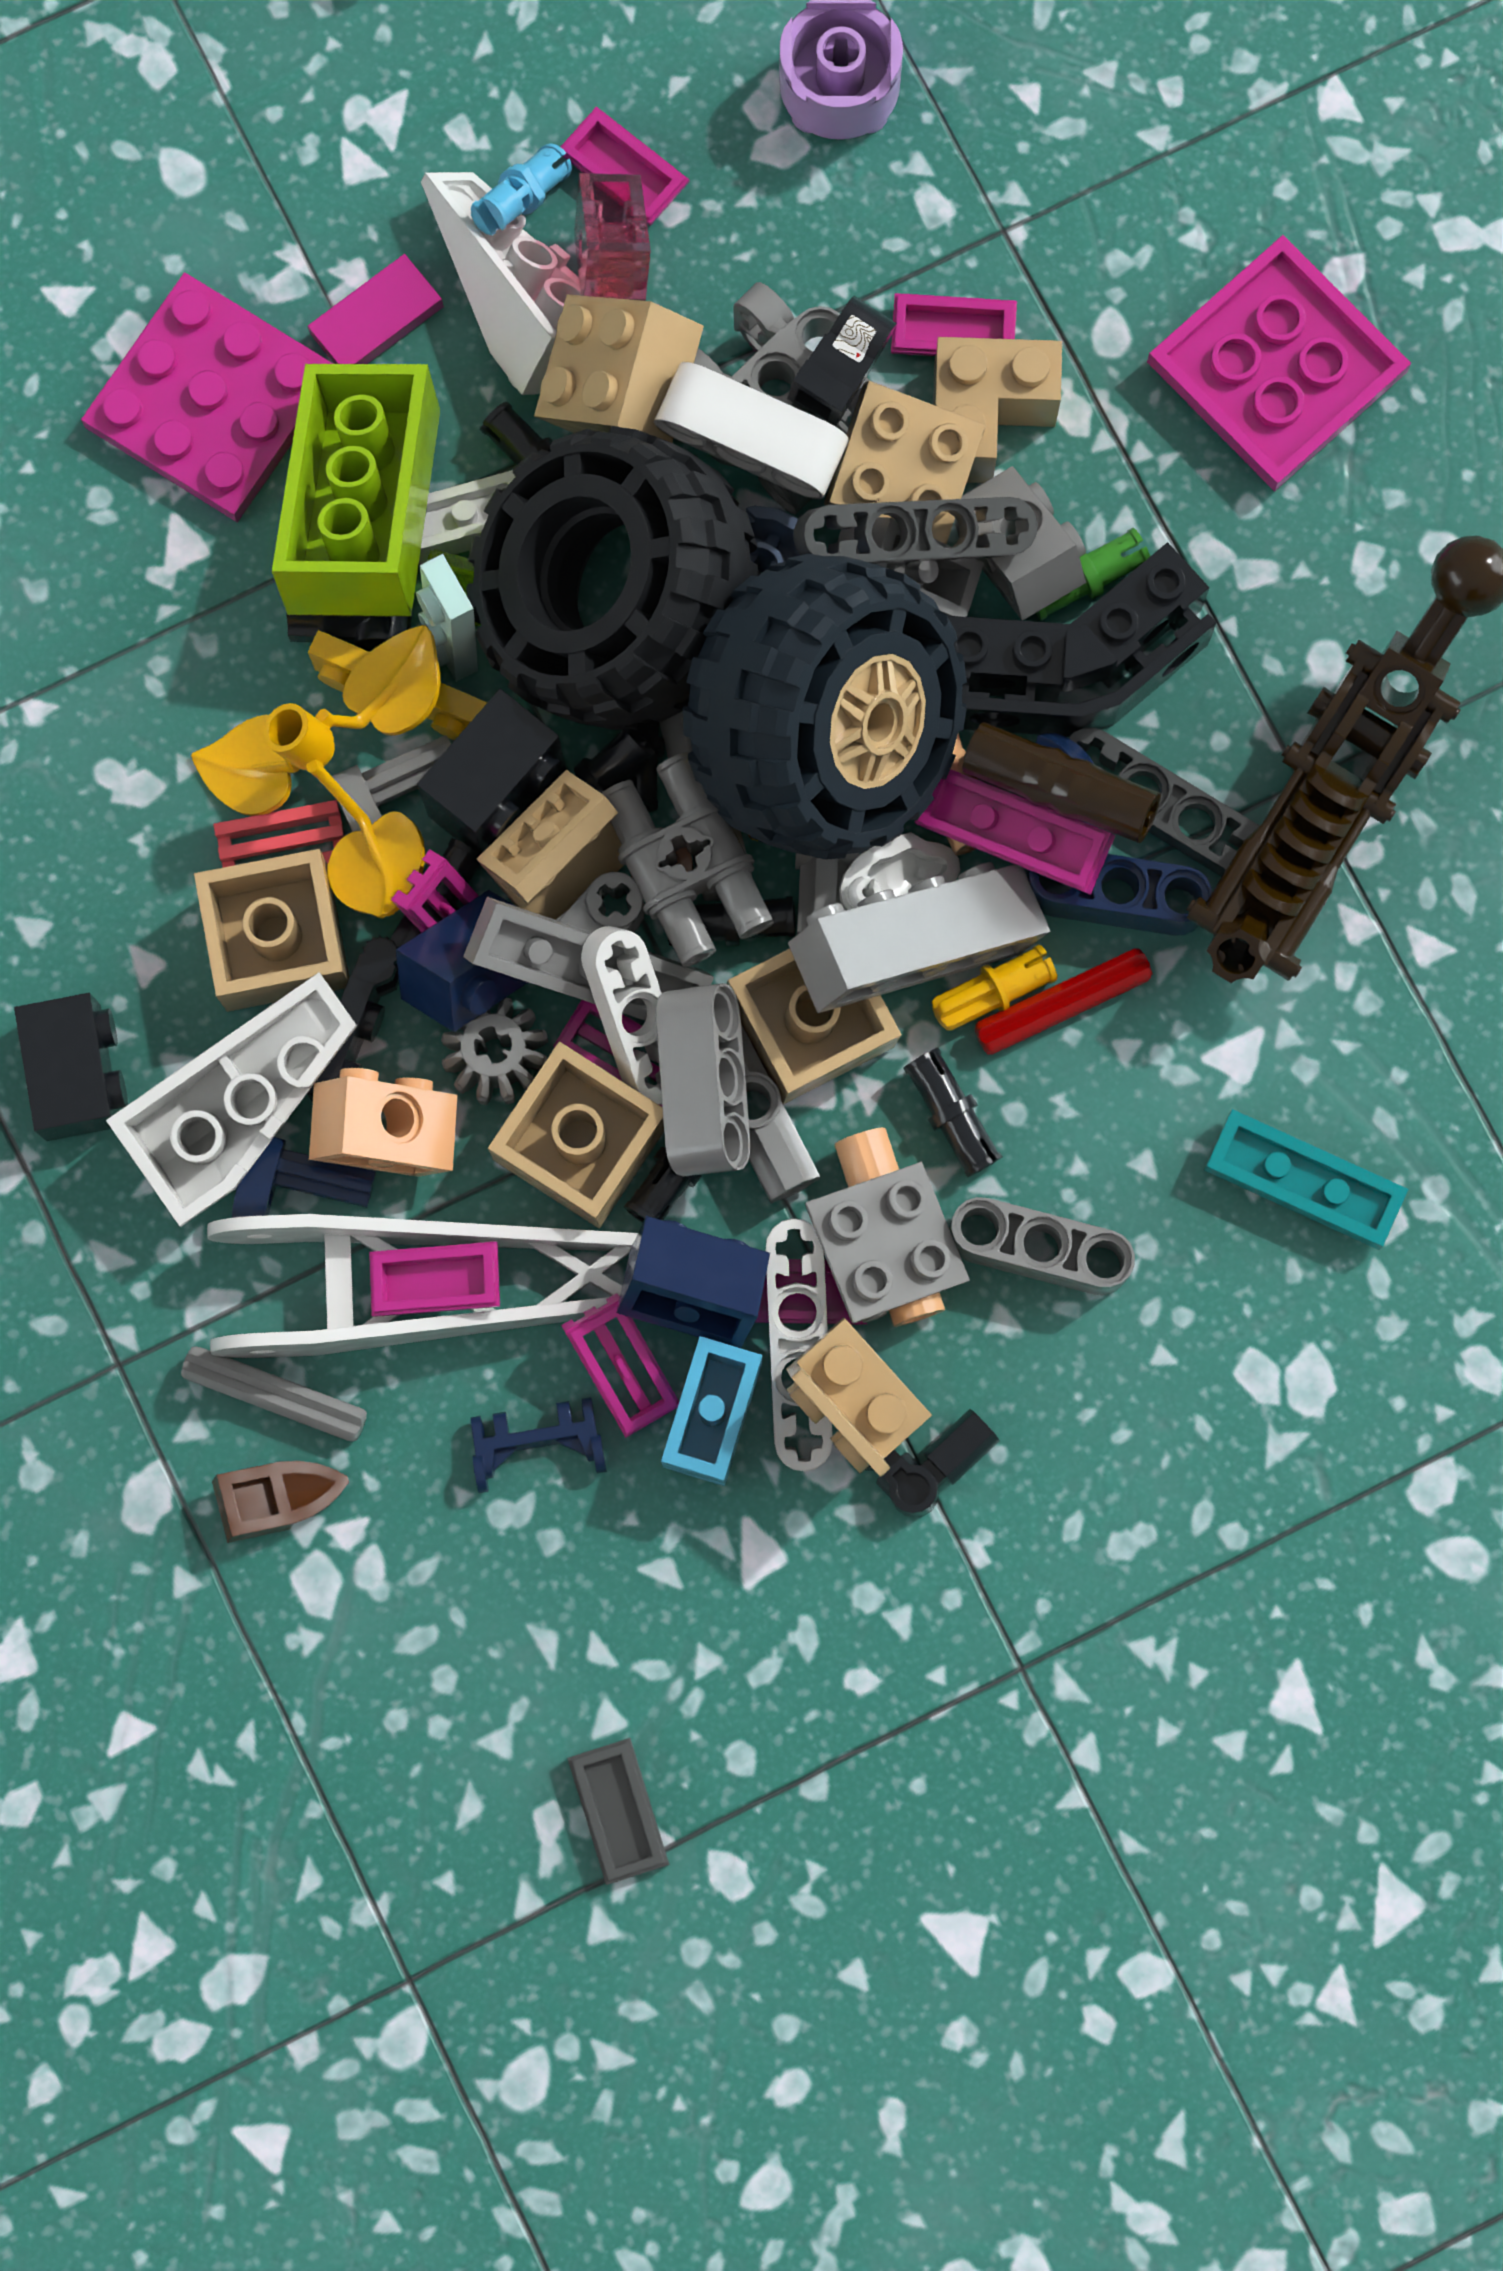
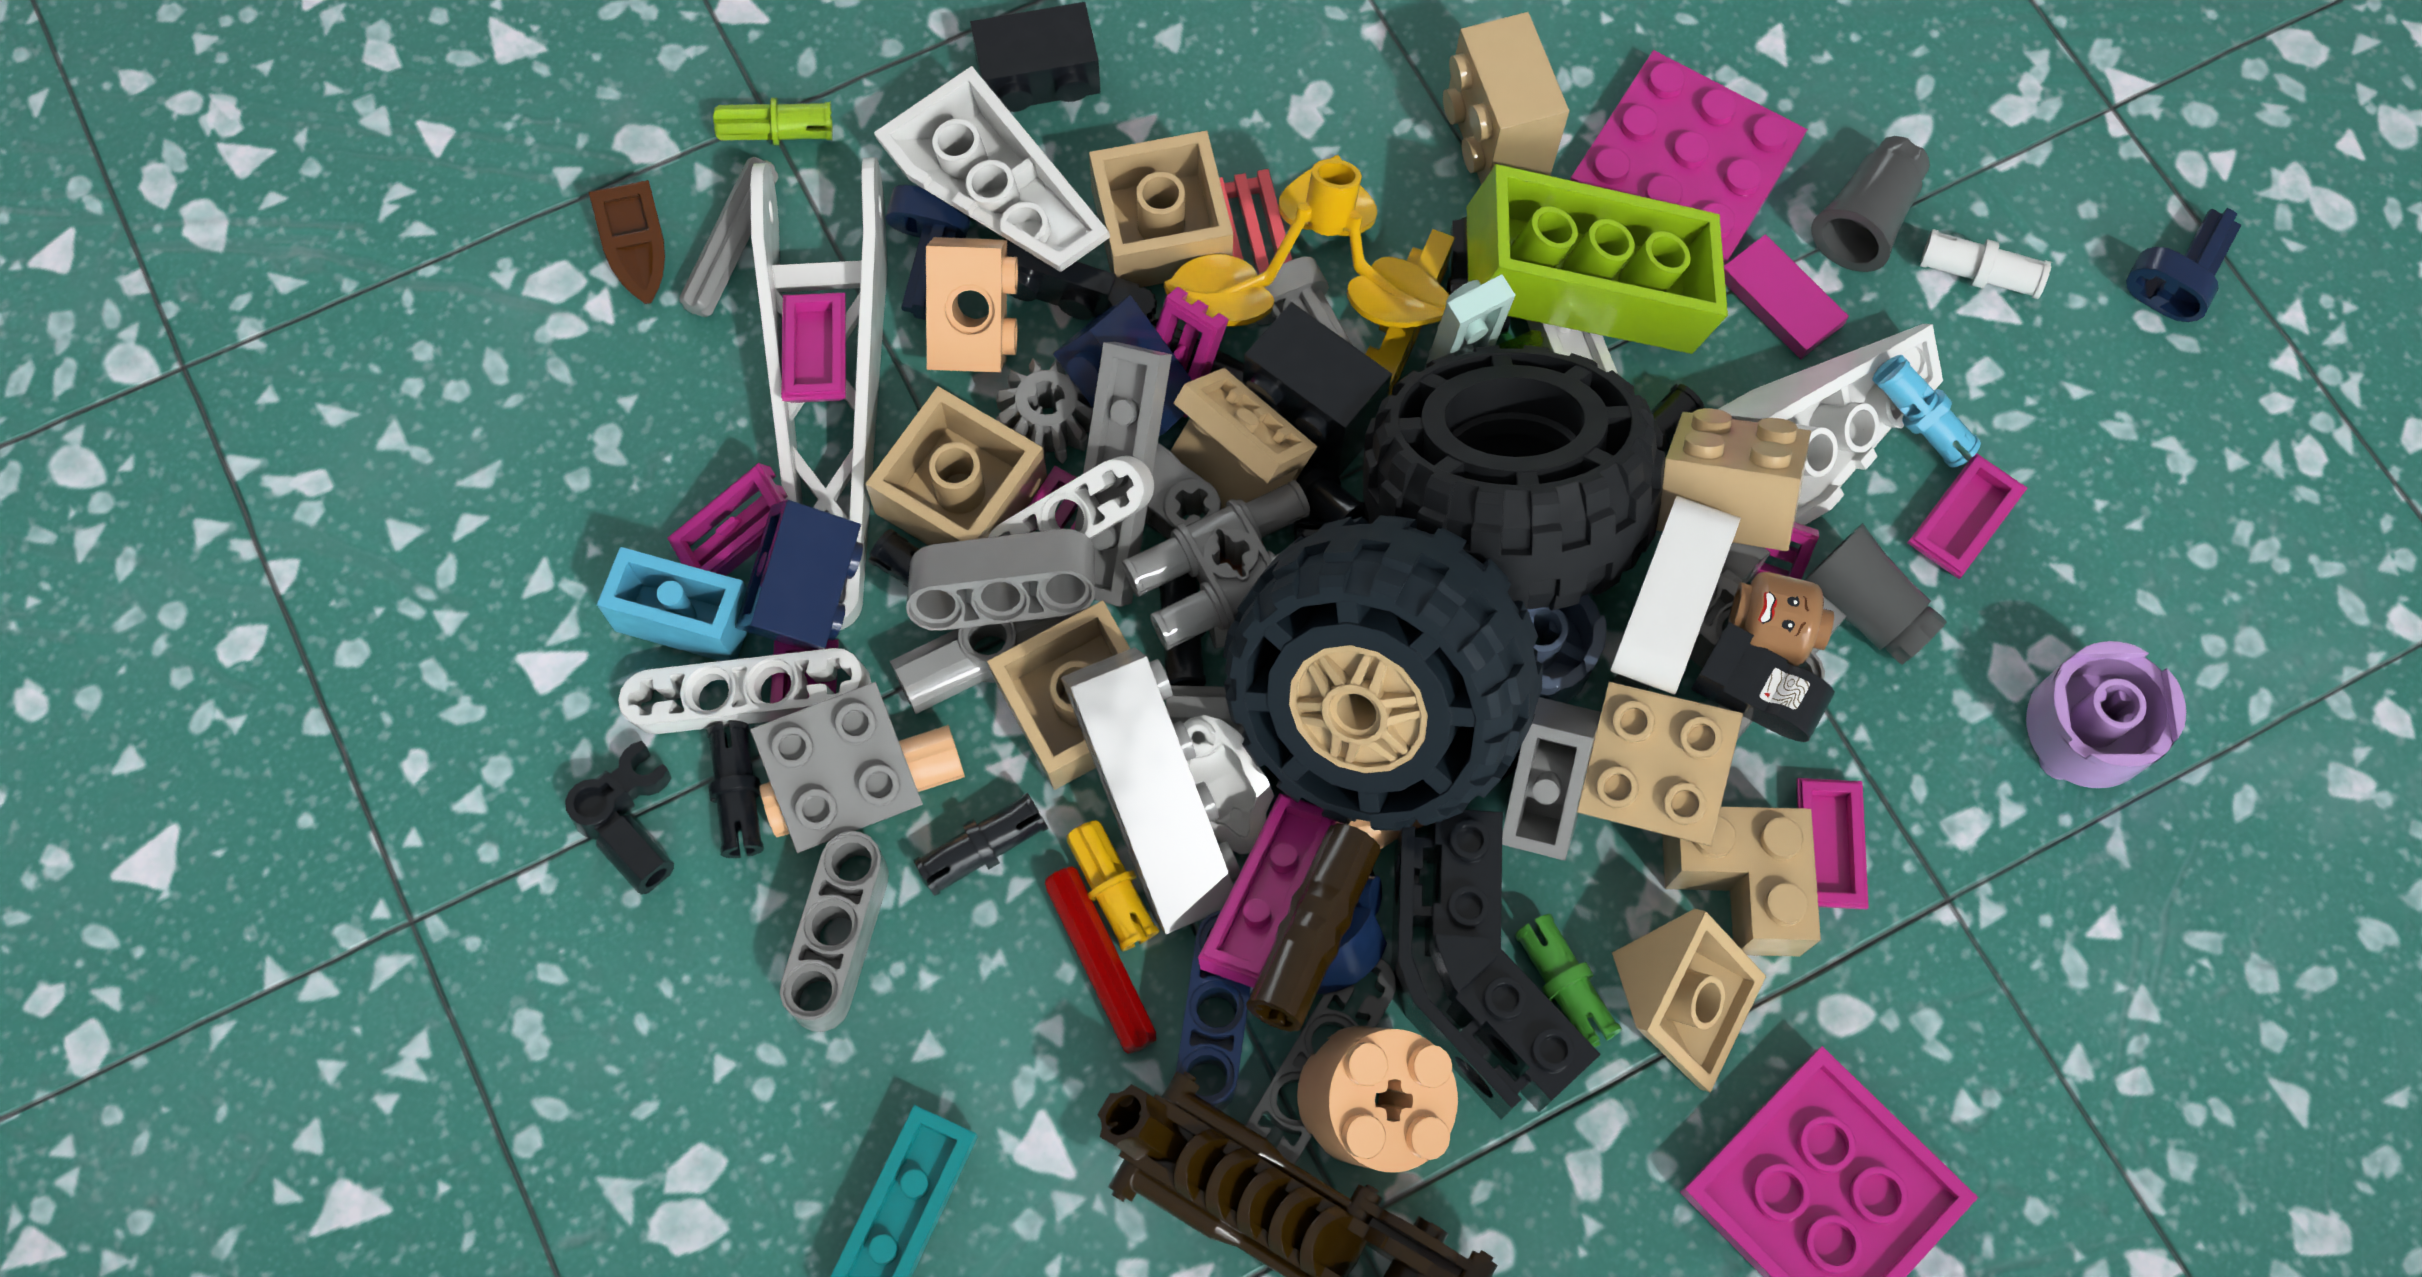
camera: 85 degrees right, 10 degrees down
(135, 1348) = (773, 121): none -> lime axle
(159, 570) = (1505, 98): none -> tan brick
(281, 214) = (1868, 212): none -> dark grey plant
(348, 115) = (1985, 264): none -> white pin
(495, 1450) = (661, 420): dark blue piece -> none
(611, 236) = (1878, 487): clear pink brick -> none
(618, 1811) = (311, 540): dark grey tile -> none
(712, 260) = (1877, 596): none -> dark grey plant
(777, 337) = (1783, 615): none -> medium nougat head
(858, 1395) = (665, 725): tan bracket -> none
(915, 524) = (1587, 761): dark grey beam -> none
(918, 1348) = (734, 789): none -> black pin
(1044, 569) = (1591, 900): light grey brick -> none
(1100, 466) = (1689, 992): none -> tan slope
(1204, 741) = (1413, 1105): none -> light nougat brick

